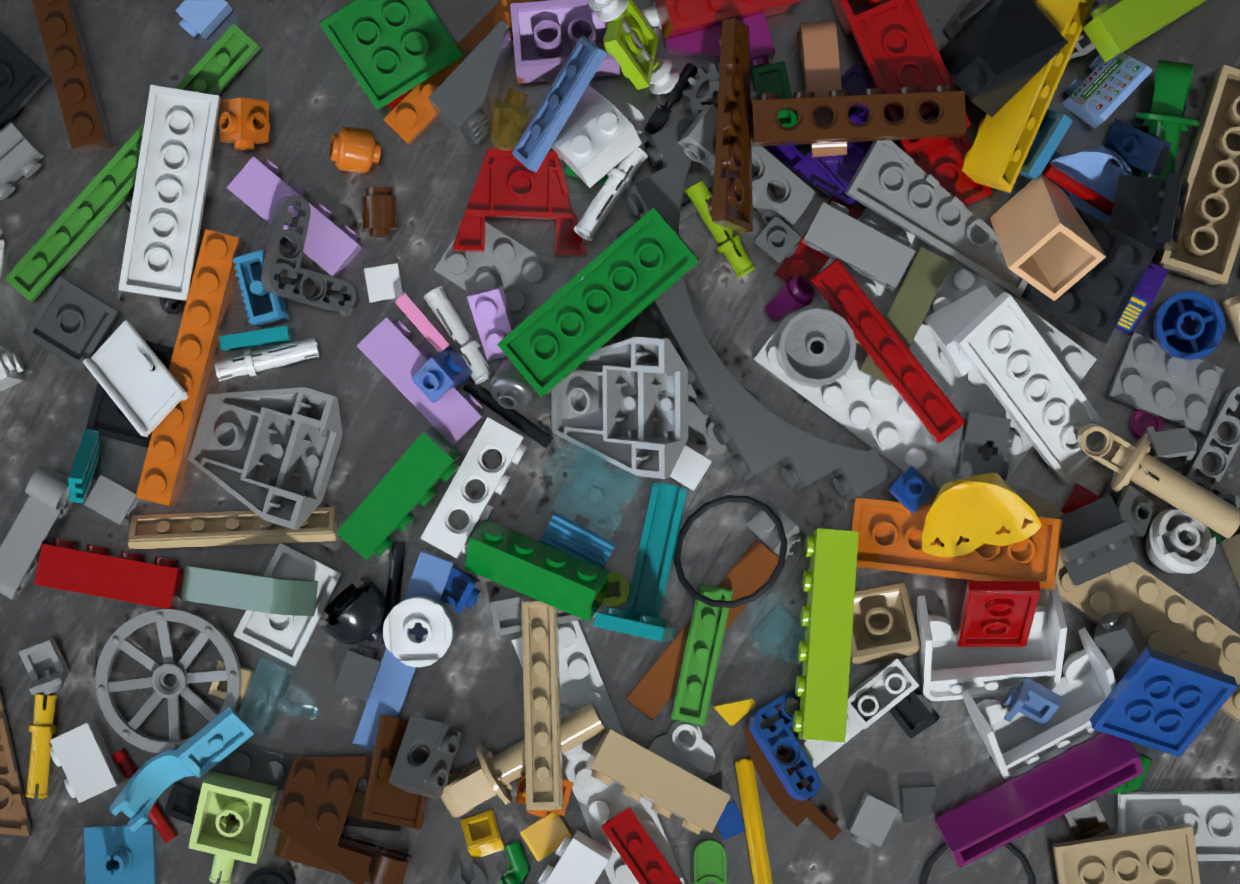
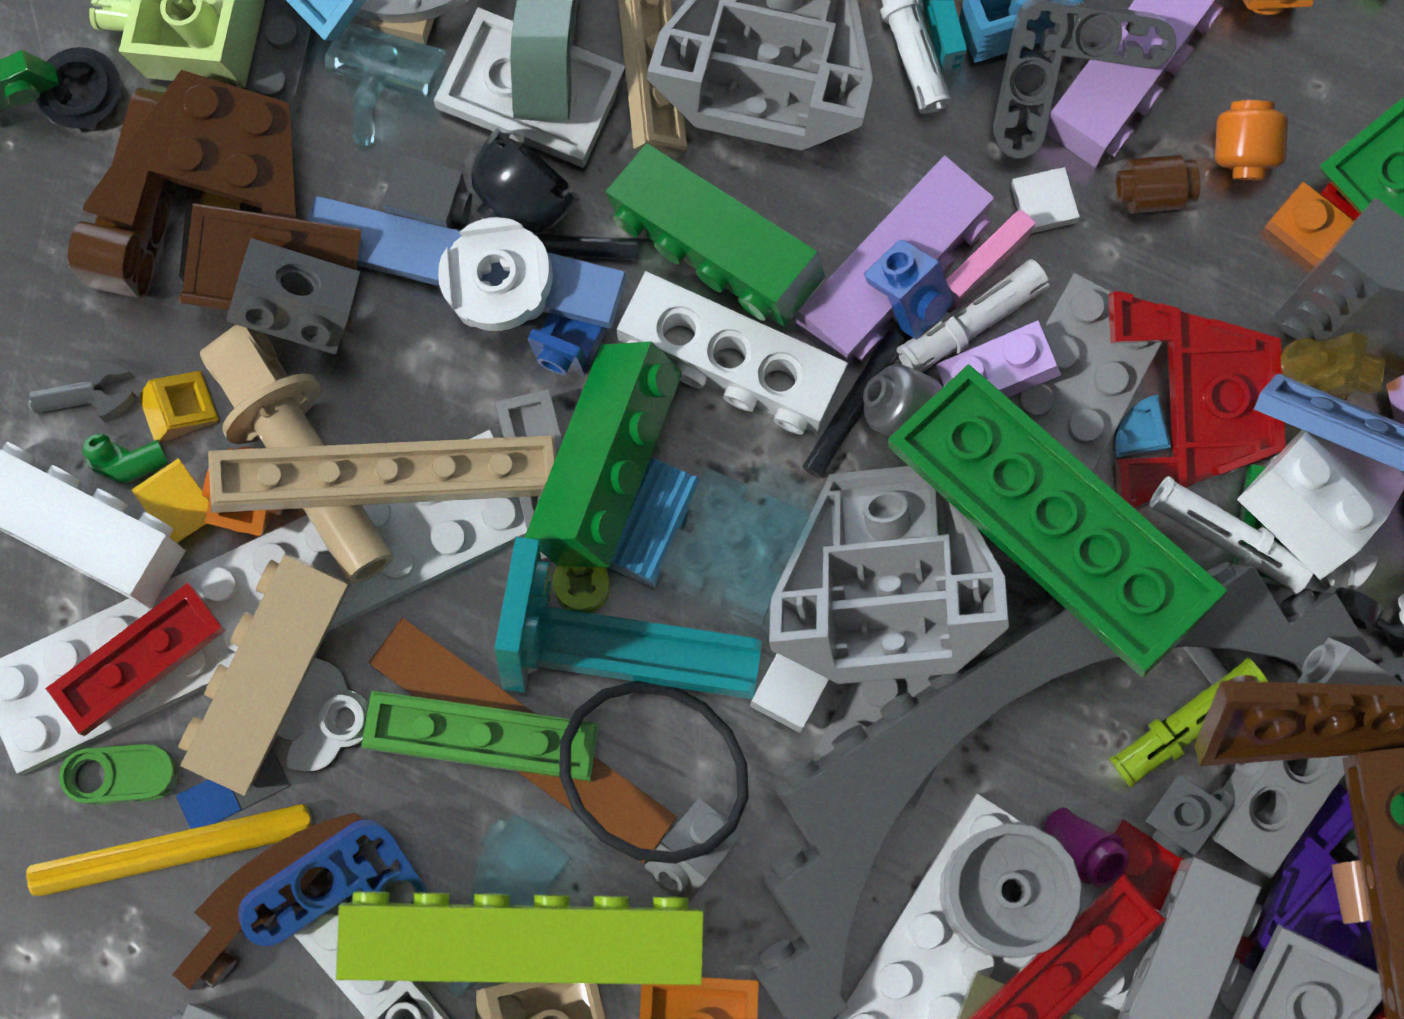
camera: 80 degrees right, 10 degrees down
(536, 237) = (1141, 431): none -> dark azure tile
(734, 709) = (390, 795): yellow slope -> none

